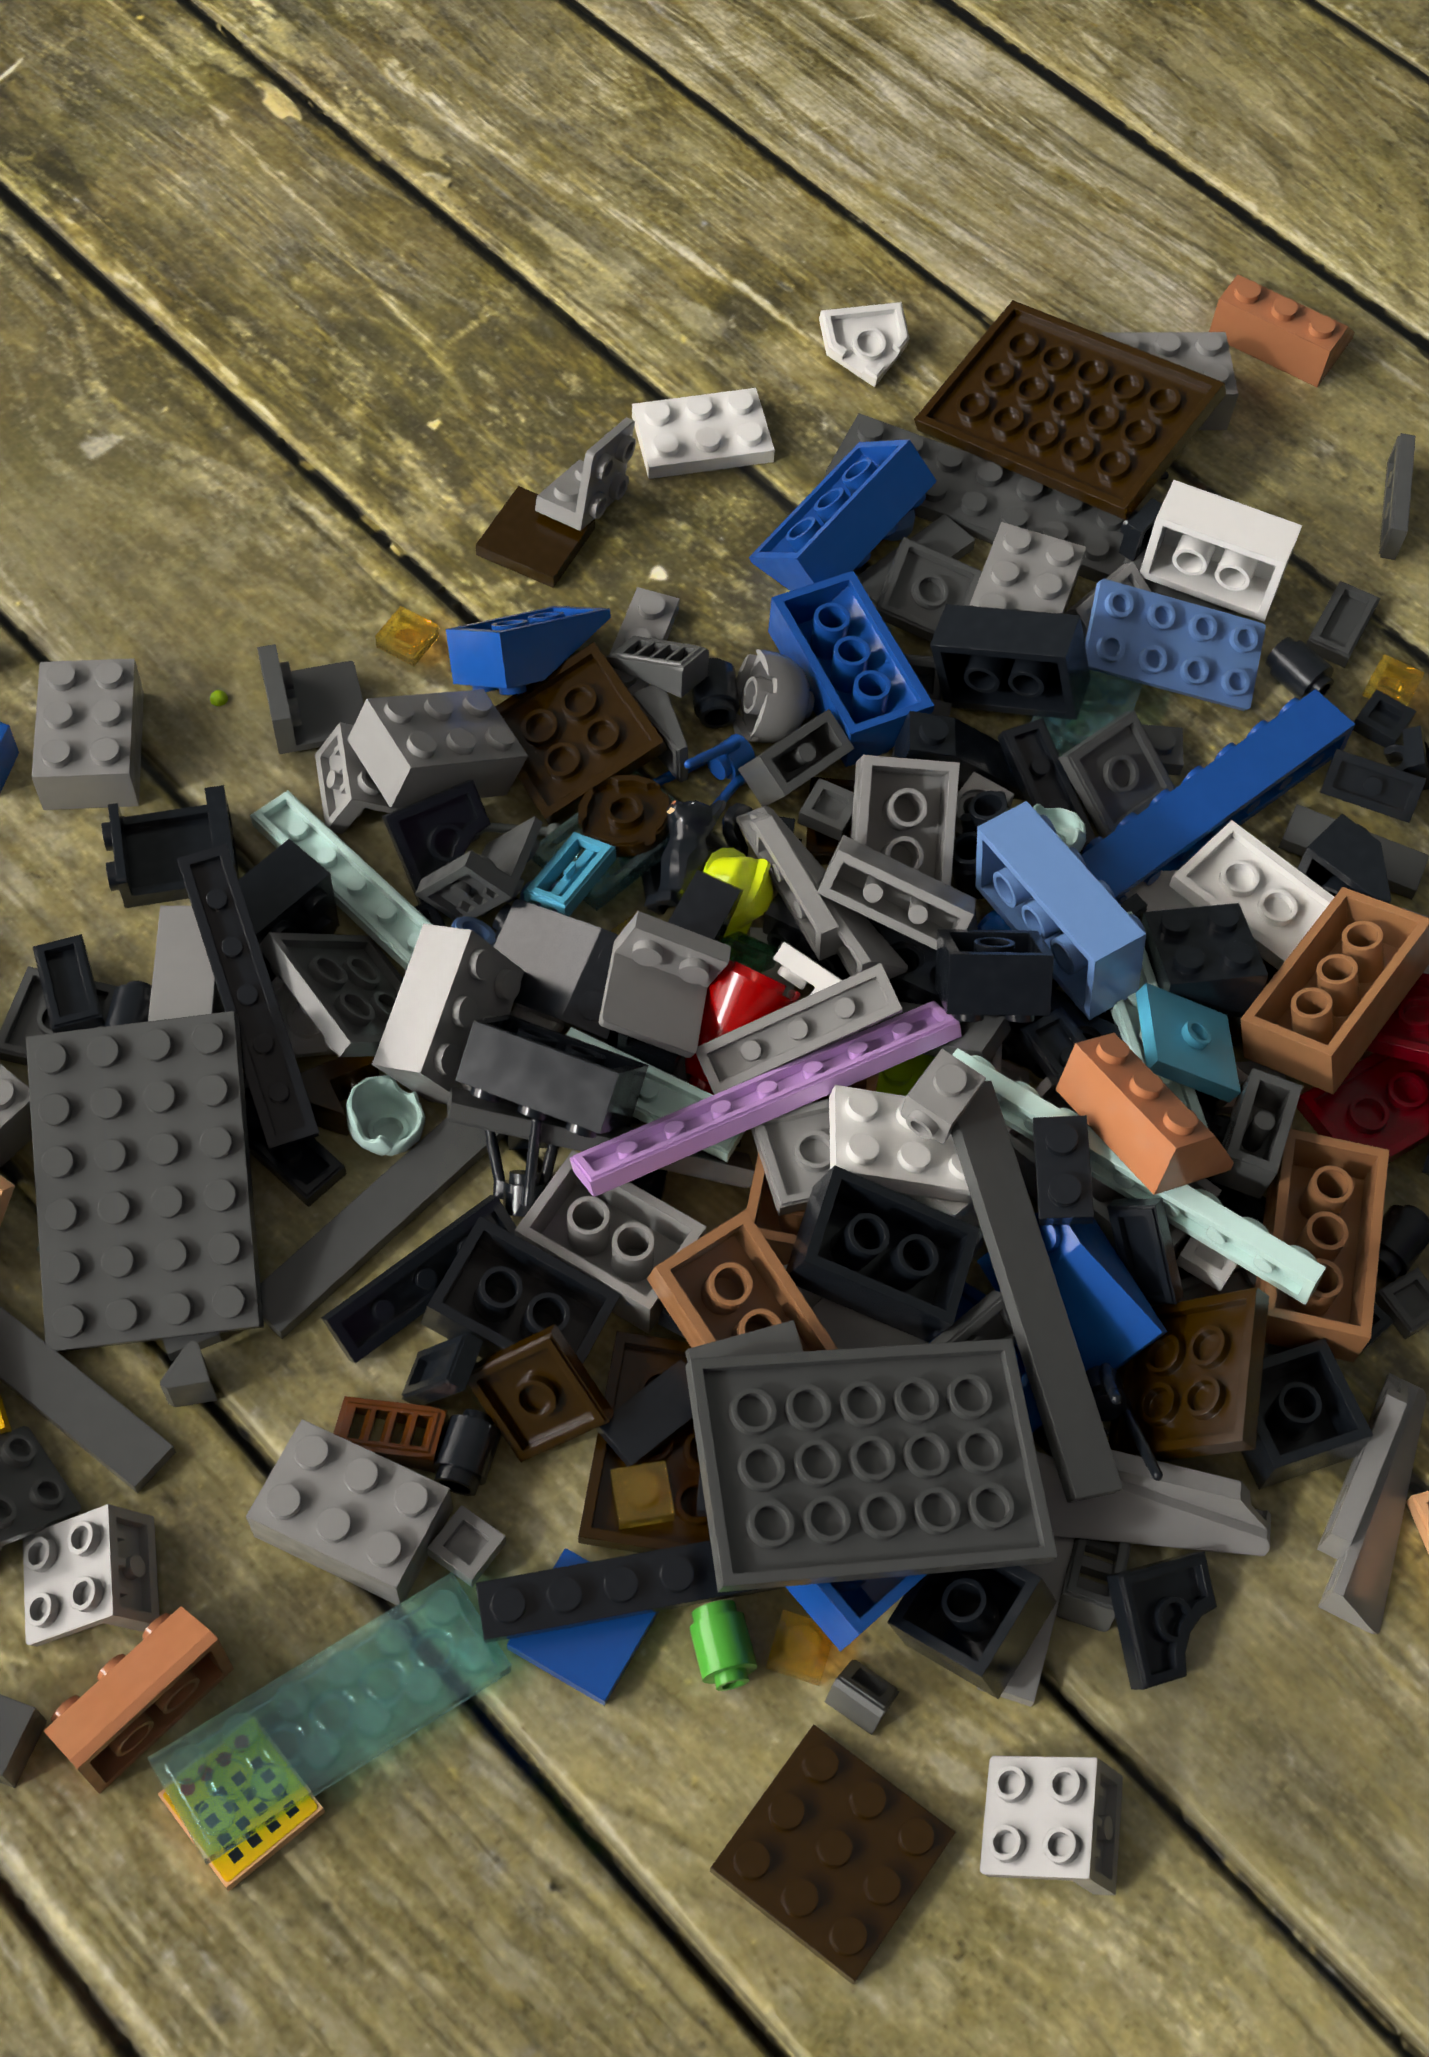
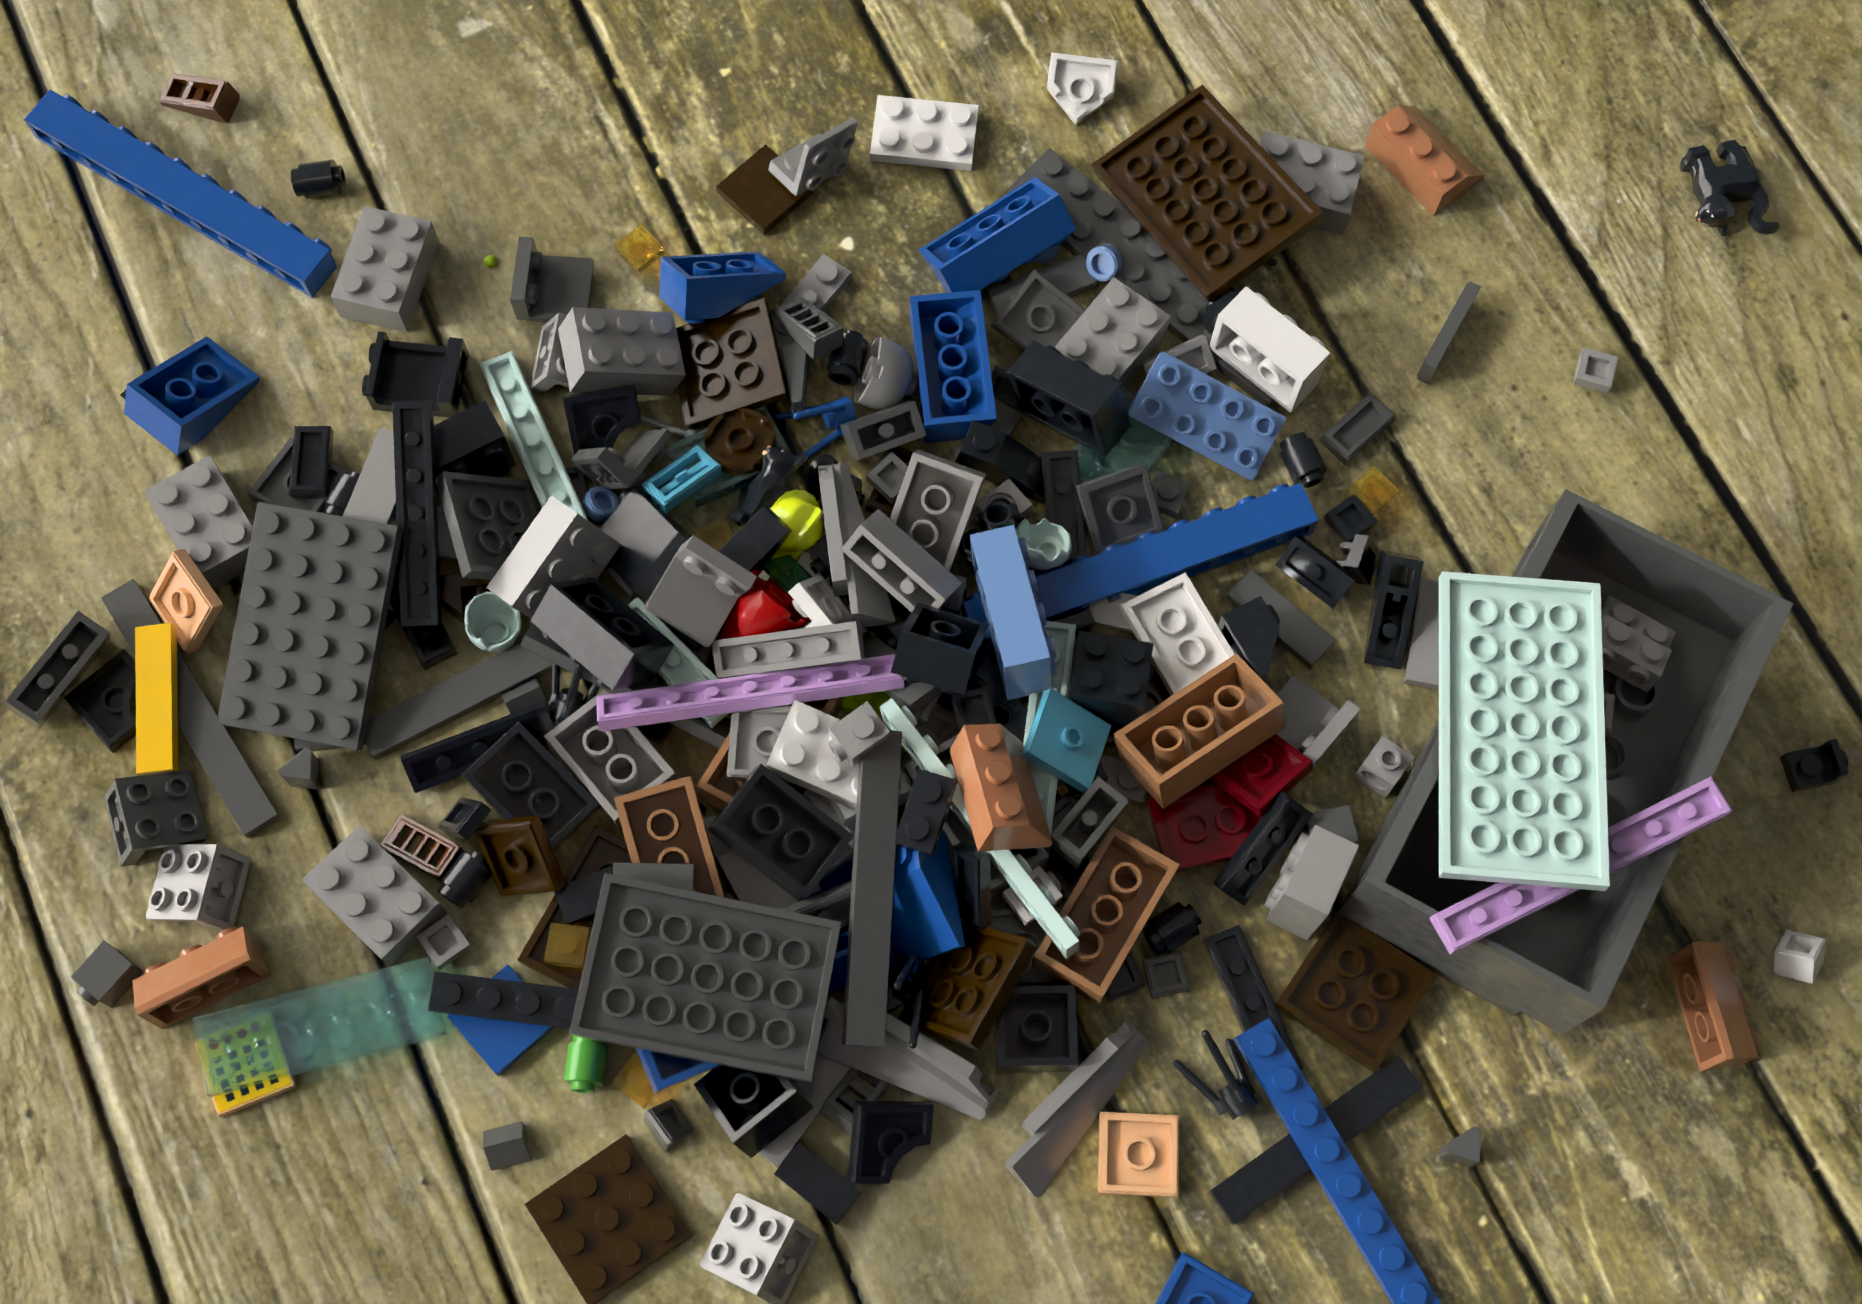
camera: 20 degrees right, 10 degrees up
(457, 1199) = (524, 696): none -> dark grey slope
(653, 1795) = (506, 1146): none -> dark grey slope
(978, 514) = (1104, 262): none -> medium blue tile
(1093, 1708) = (817, 1183): none -> black tile

